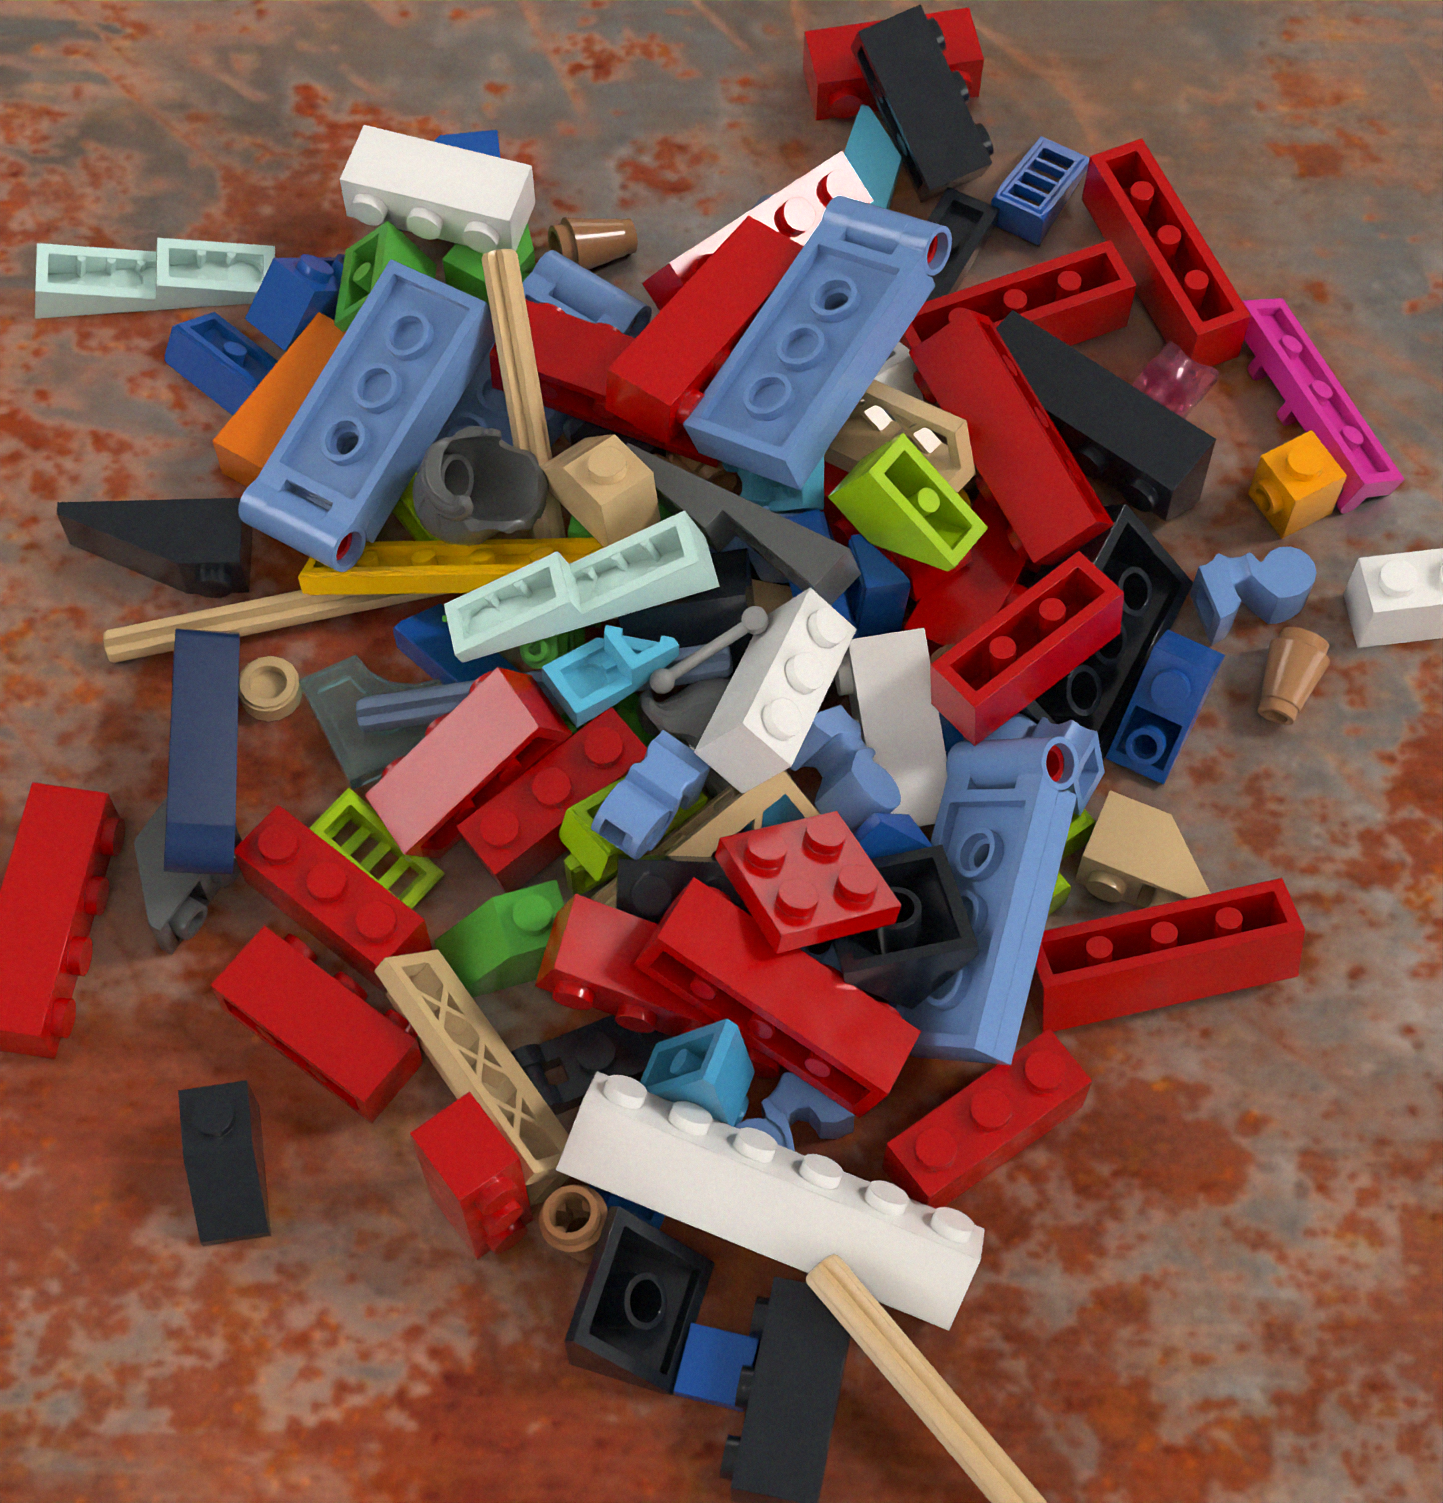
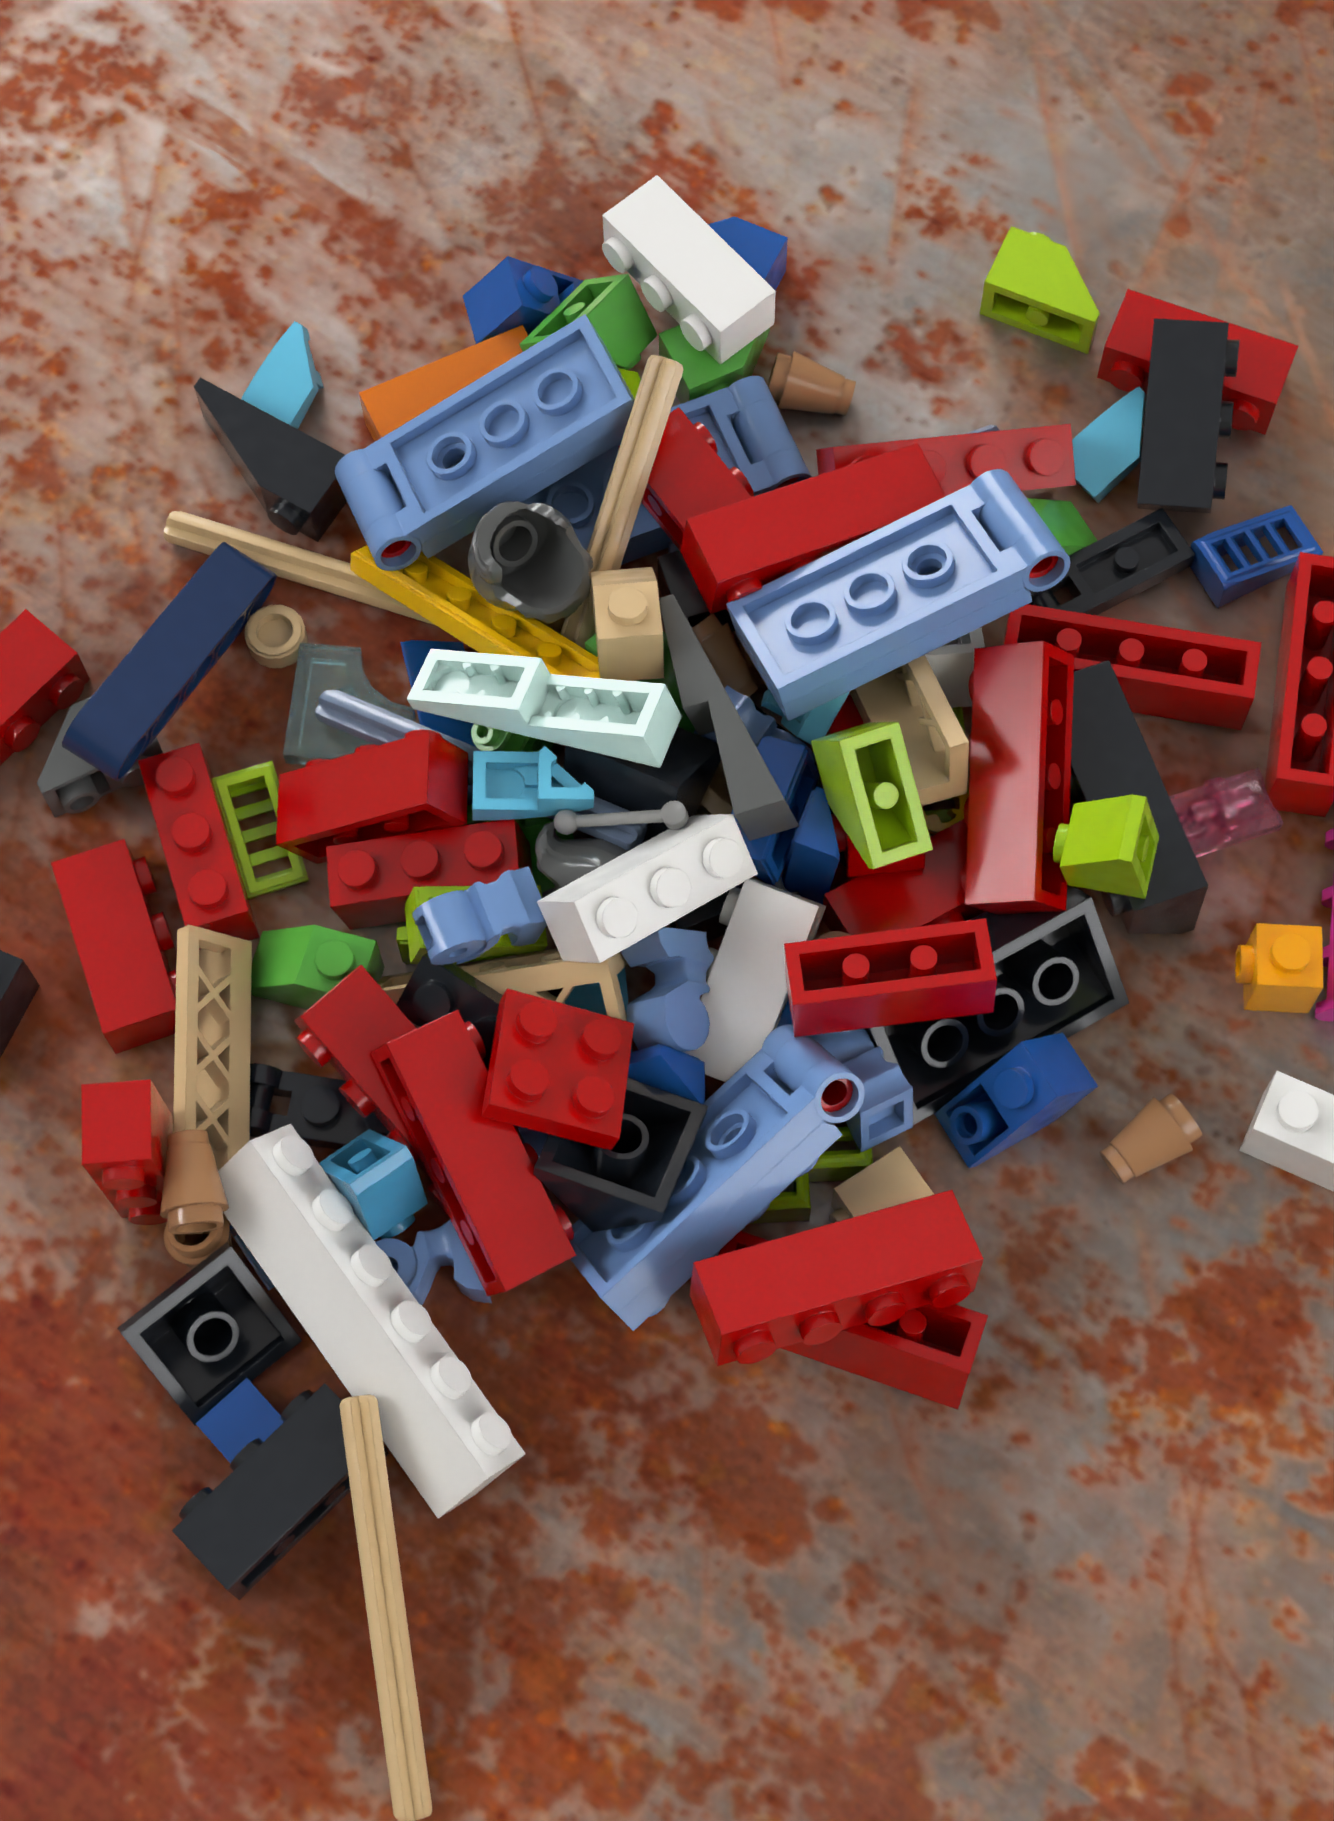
camera: 35 degrees right, 5 degrees up
(123, 280) = (399, 208): light aqua slope -> none
(128, 466) = (286, 378): none -> medium azure slope
(218, 359) = (426, 317): blue slope -> none
(554, 1172) = (192, 1185): none -> medium nougat cone
(731, 72) = (1040, 291): none -> lime slope
(987, 1123) = (592, 1367): red brick -> none
(1128, 442) = (1108, 845): none -> lime slope
(1150, 918) = (835, 1278): none -> red brick
(1269, 588) = (1195, 1051): medium blue leg -> none

